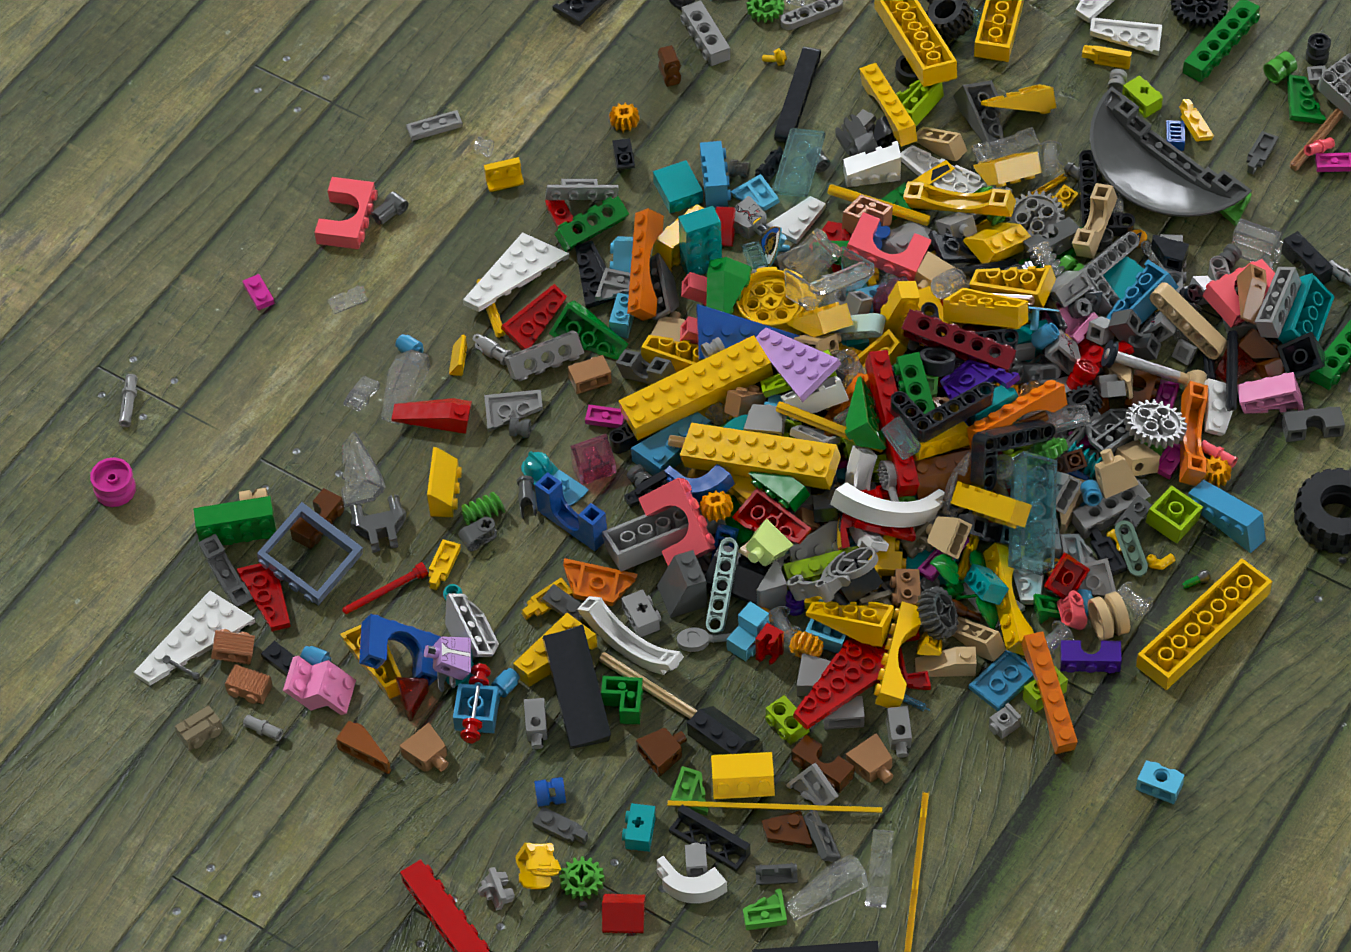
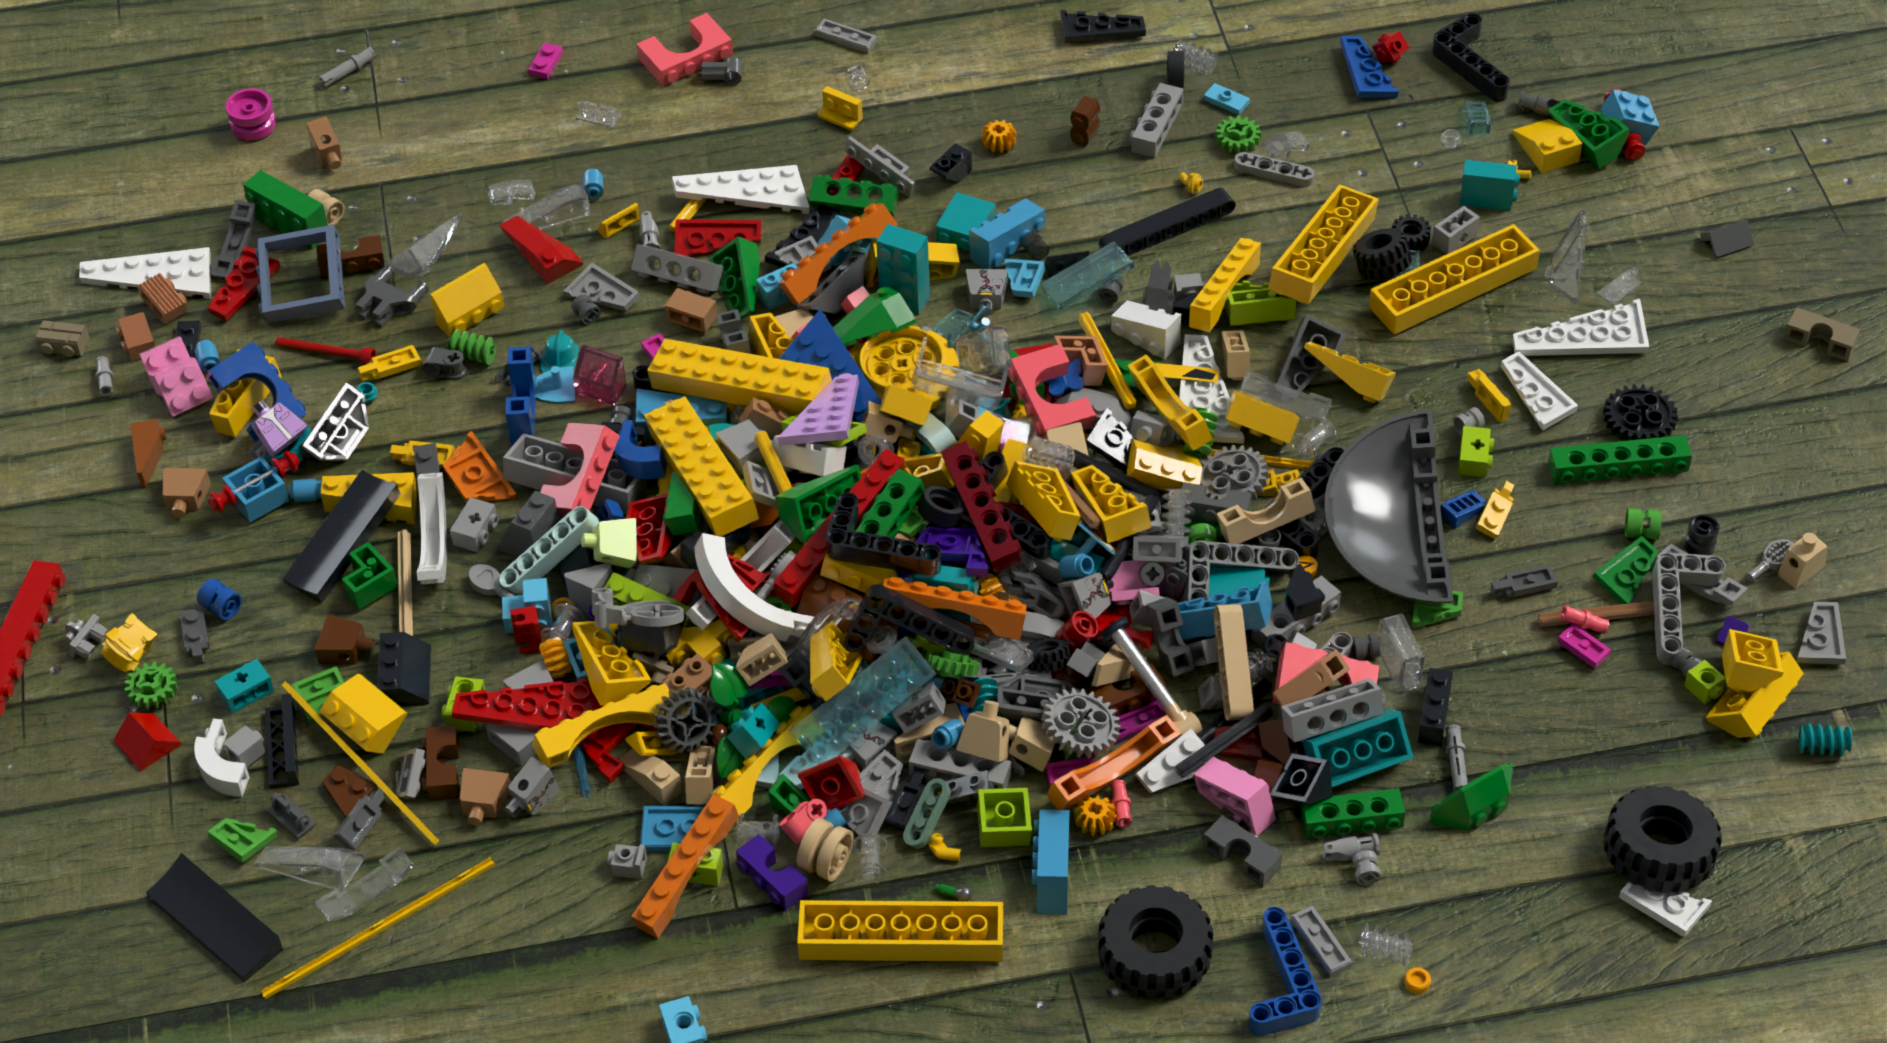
camera: 45 degrees right, 5 degrees down
(166, 659) = (109, 271): dark grey hinge -> none
(196, 460) = (326, 151): none -> medium nougat torso
(412, 694) = (227, 439): clear red slope -> none
(535, 722) = (281, 536): light grey torso -> none
(712, 348) = (785, 353): light grey wheel -> none
(716, 506) = (622, 481): light orange gear -> none
(727, 217) = (952, 282): red slope -> none
(799, 218) = (1032, 324): white wing -> none
(901, 438) = (815, 541): clear light blue slope -> none

